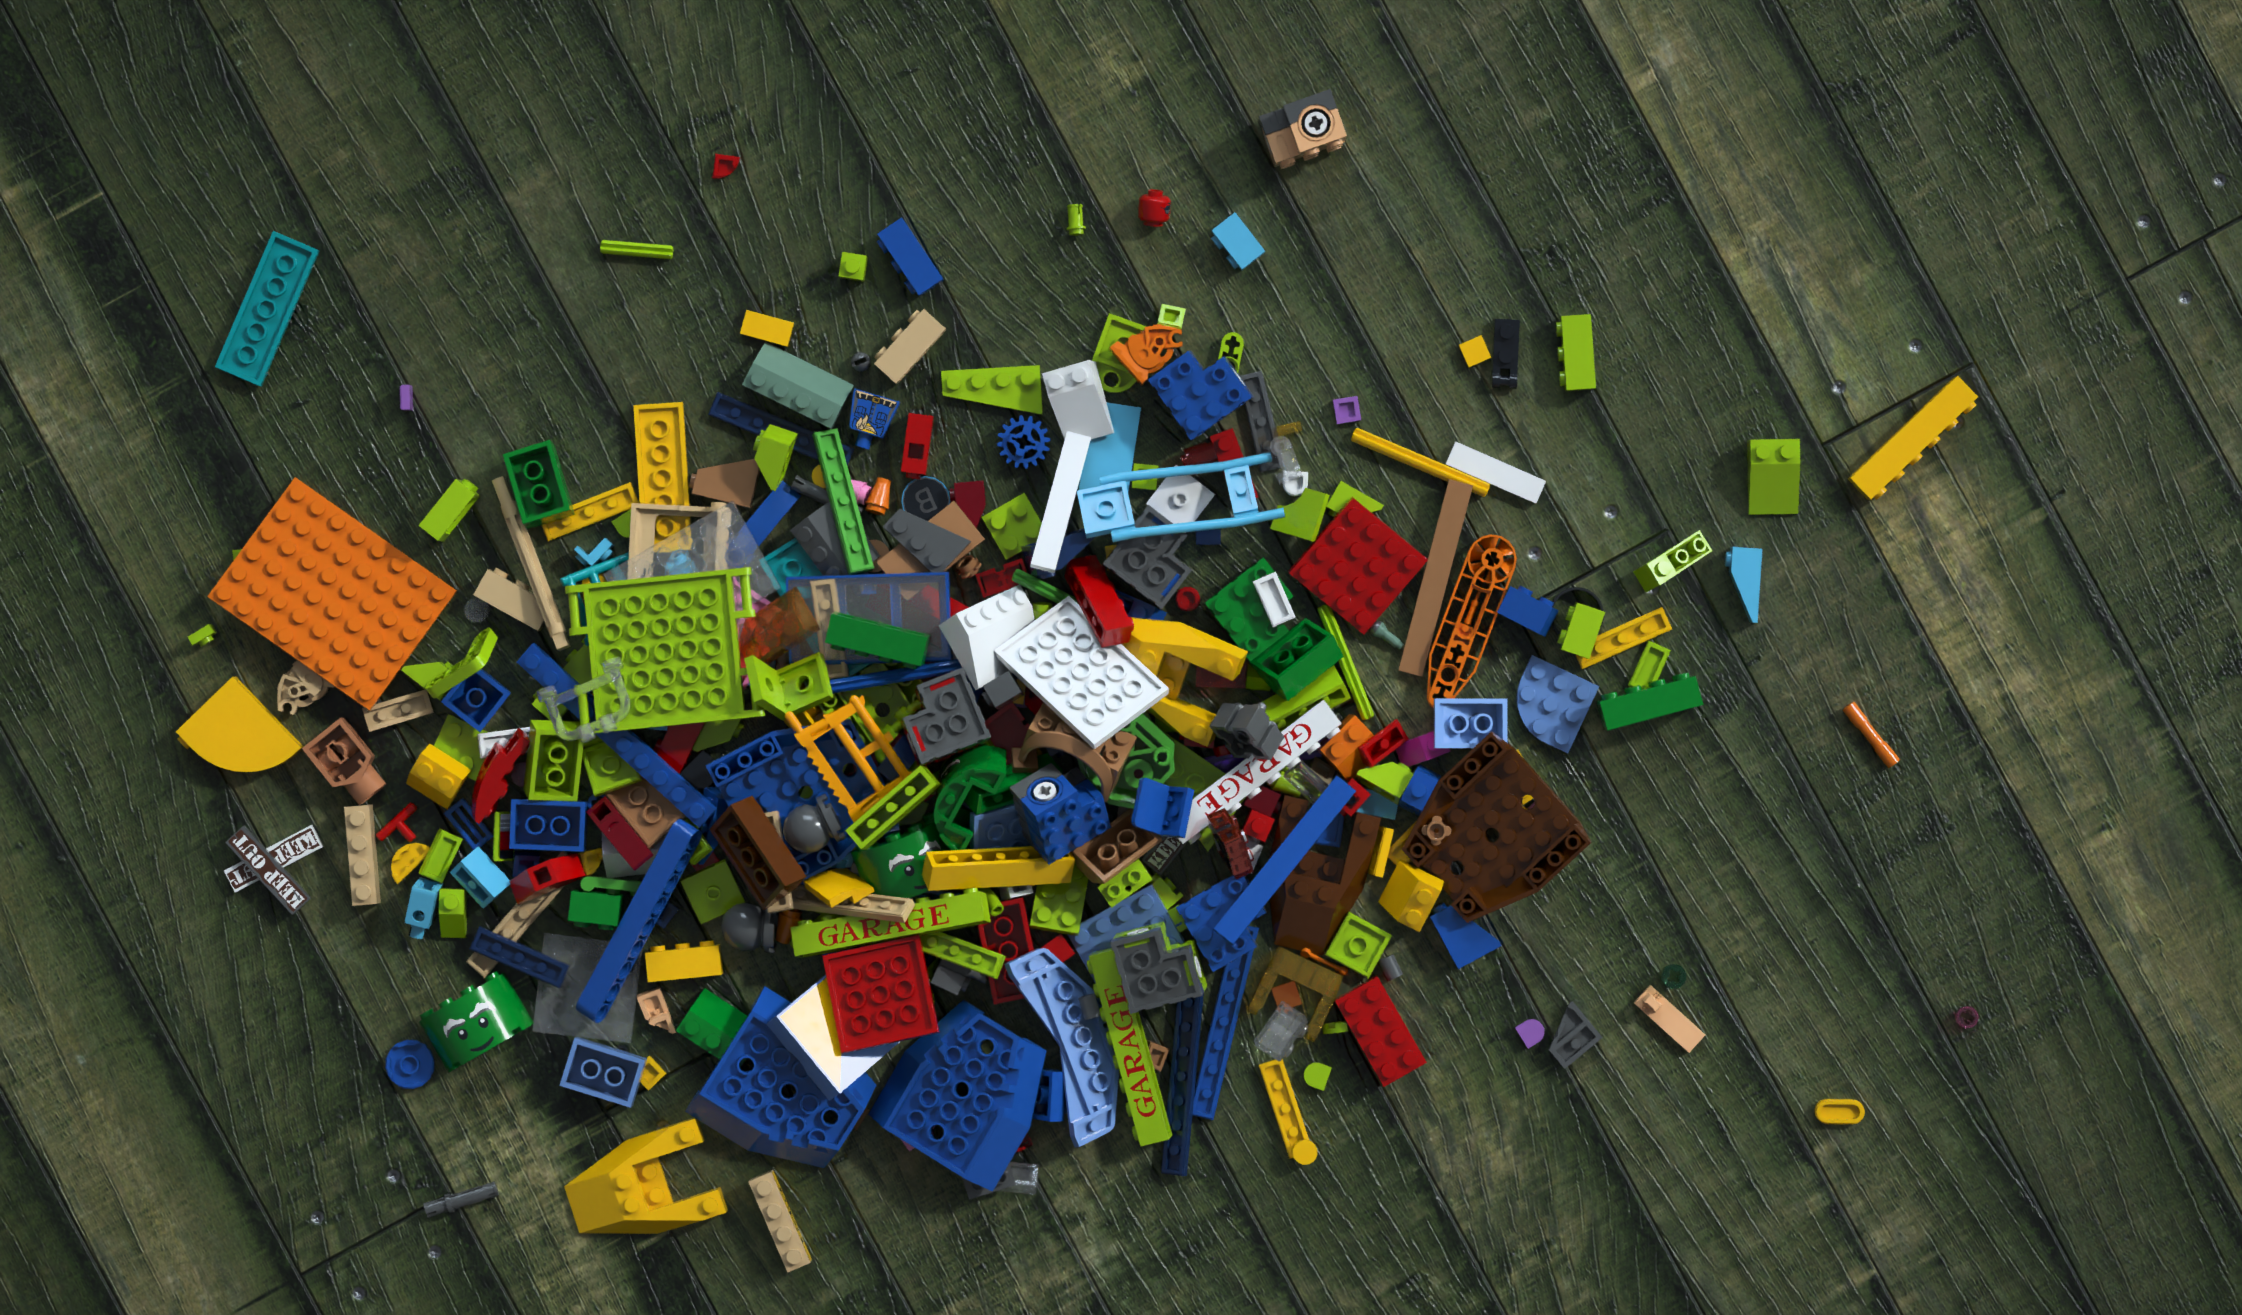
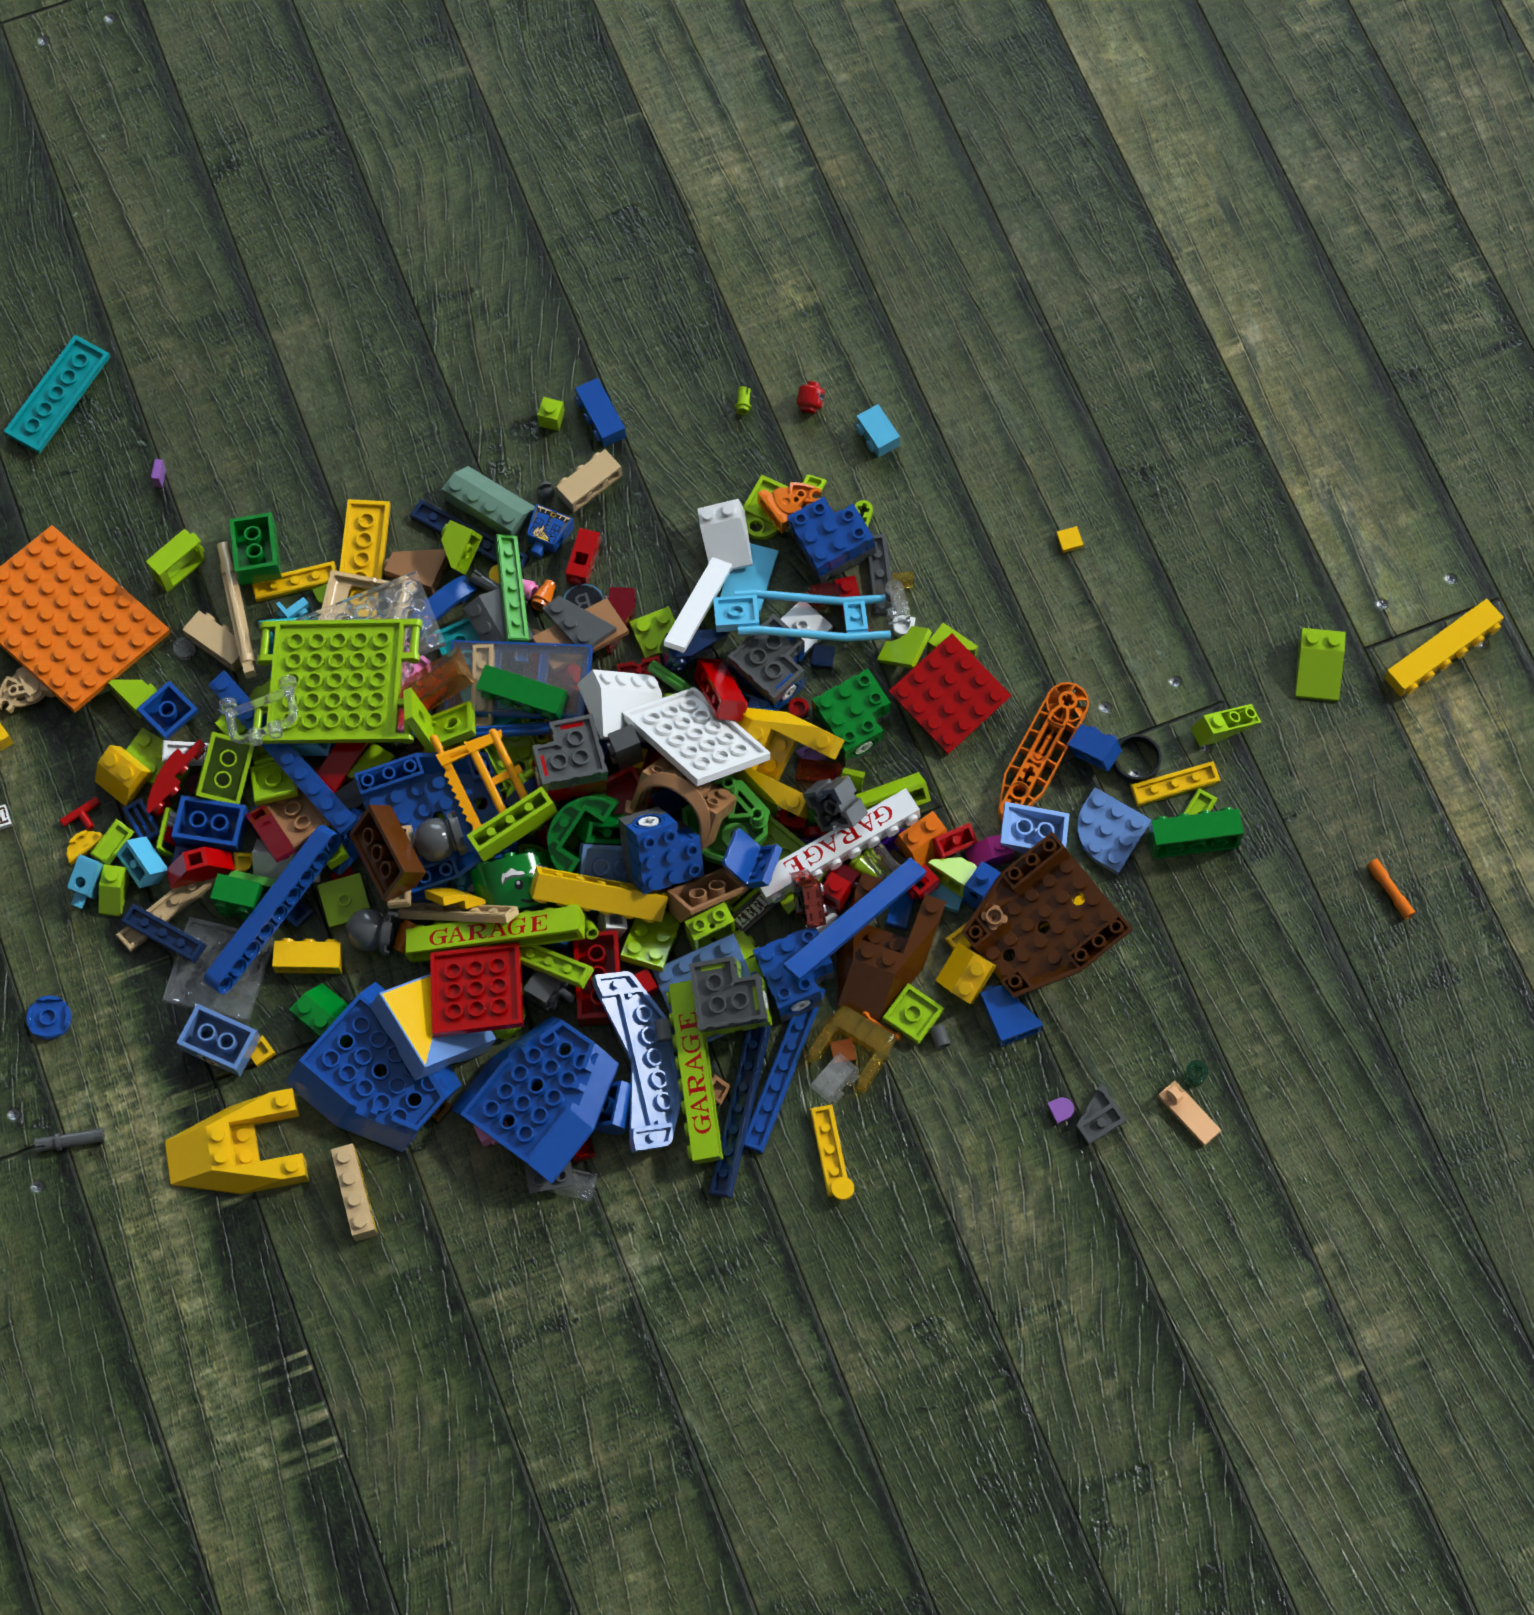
camera: 10 degrees right, 20 degrees down
(345, 760) = (45, 752): nougat brick -> none
(362, 855) = (43, 832): tan brick -> none
(398, 710) = (99, 719): tan hinge -> none
(474, 661) = (171, 674): lime beam -> none
(475, 1021) = (112, 981): green cylinder -> none
(636, 249) = (373, 384): lime axle -> none
(655, 1009) = (276, 996): light nougat slope -> none
(724, 165) = (457, 330): red tile -> none
(767, 328) = (471, 455): yellow tile -> none
(968, 567) = (611, 659): medium nougat plate -> none
(1002, 387) = (663, 522): lime wing -> none
(1020, 453) = (674, 573): blue gear -> none
(1148, 484) = (774, 606): lime tile -> none
(1274, 599) = (872, 700): white tile -> none
(1297, 659) = (888, 763): green slope -> none
(1303, 129) = (944, 344): piece -> none
(1317, 1074) = (862, 1124): lime tile -> none
(1335, 1027) = (886, 1084): lime tile -> none
(1346, 410) = (954, 573): medium lavender tile -> none
(1346, 664) = (929, 774): lime axle -> none
(1379, 630) = (962, 752): sand green piece -> none
(1380, 851) = (942, 935): yellow tile -> none
(1380, 1030) = (924, 1089): red brick -> none
(1417, 460) = (1013, 621): yellow axle -> none
(1435, 577) = (1016, 714): medium nougat tile -> none
(1495, 472) = (1077, 637): white tile -> none
(1505, 352) = (1096, 543): black plate -> none
(1576, 352) = (1157, 548): lime brick -> none
(1581, 630) = (1140, 767): lime brick -> none
(1746, 573) = (1288, 742): medium azure slope -> none
(1839, 1111) = (1339, 1215): yellow tile -> none
(1973, 1013) = (1456, 1146): clear pink bush -> none

